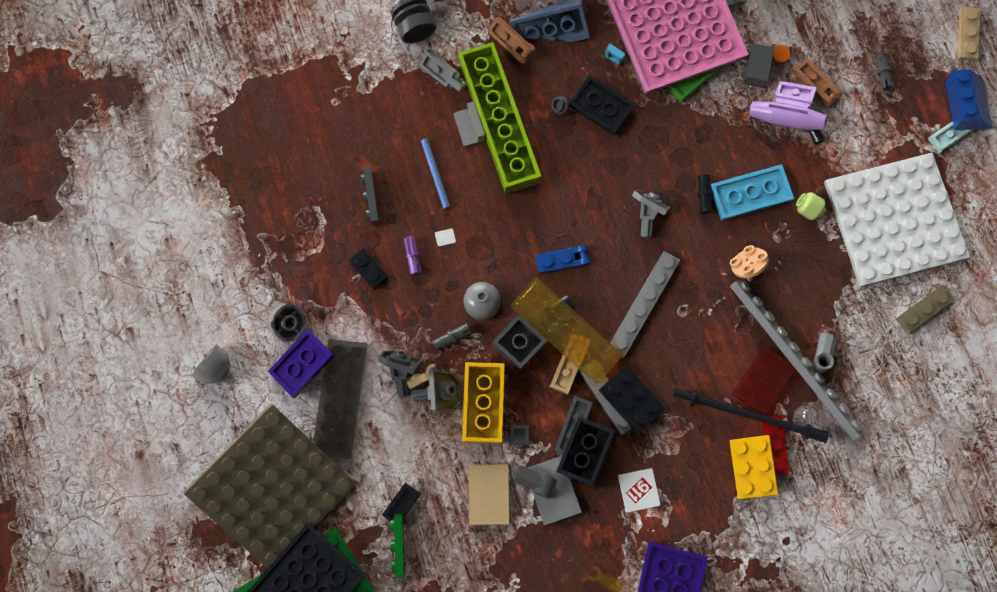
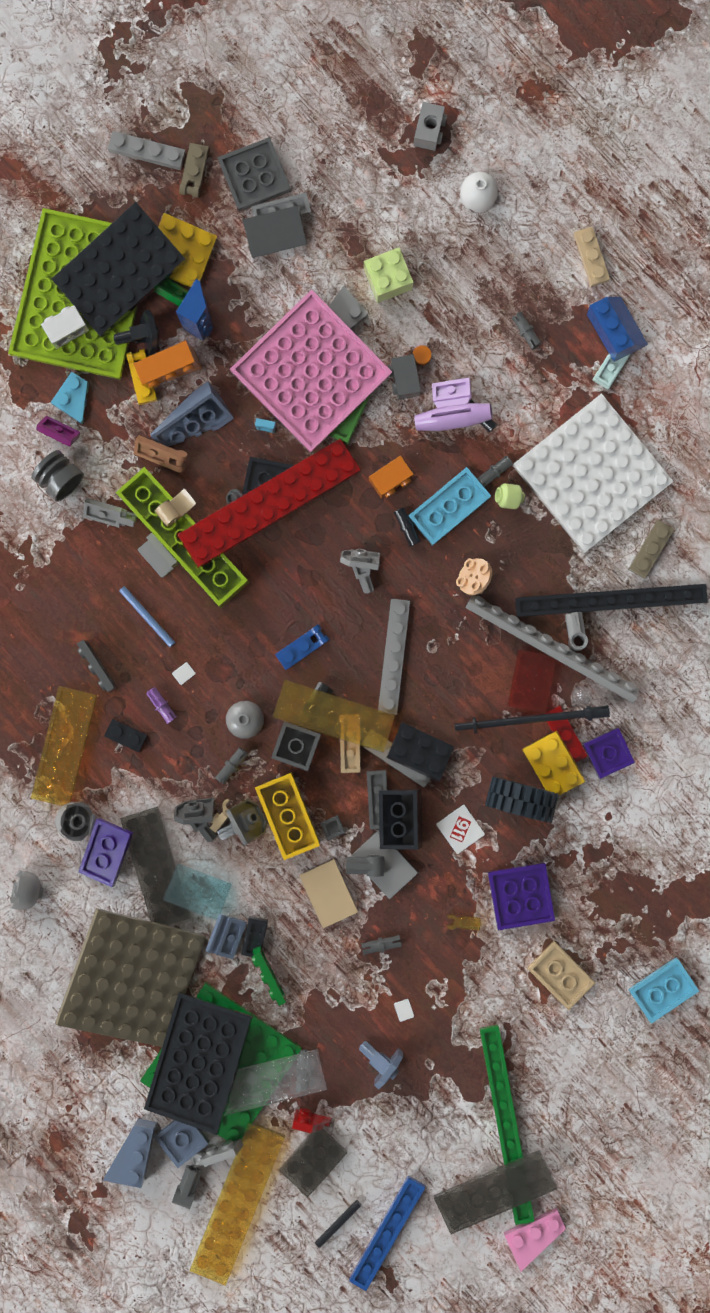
camera: 25 degrees left, 10 degrees up
(308, 253) = (64, 746): none -> clear yellow plate
(368, 437) = (197, 891): none -> clear light blue tile
(375, 490) = (226, 936): none -> sand blue plate
(504, 88) = (176, 508): none -> tan panel
(517, 565) = (381, 945): none -> dark grey pin
(589, 119) = (268, 503): none -> red plate
(709, 145) = (391, 477): none -> orange brick
(712, 481) = (522, 799): none -> black wheel
(806, 179) = (495, 471): none -> dark grey axle
(810, 479) = (608, 753): none -> dark purple plate
(813, 77) = (467, 368): nougat plate -> none
(870, 339) = (611, 600): none -> black plate

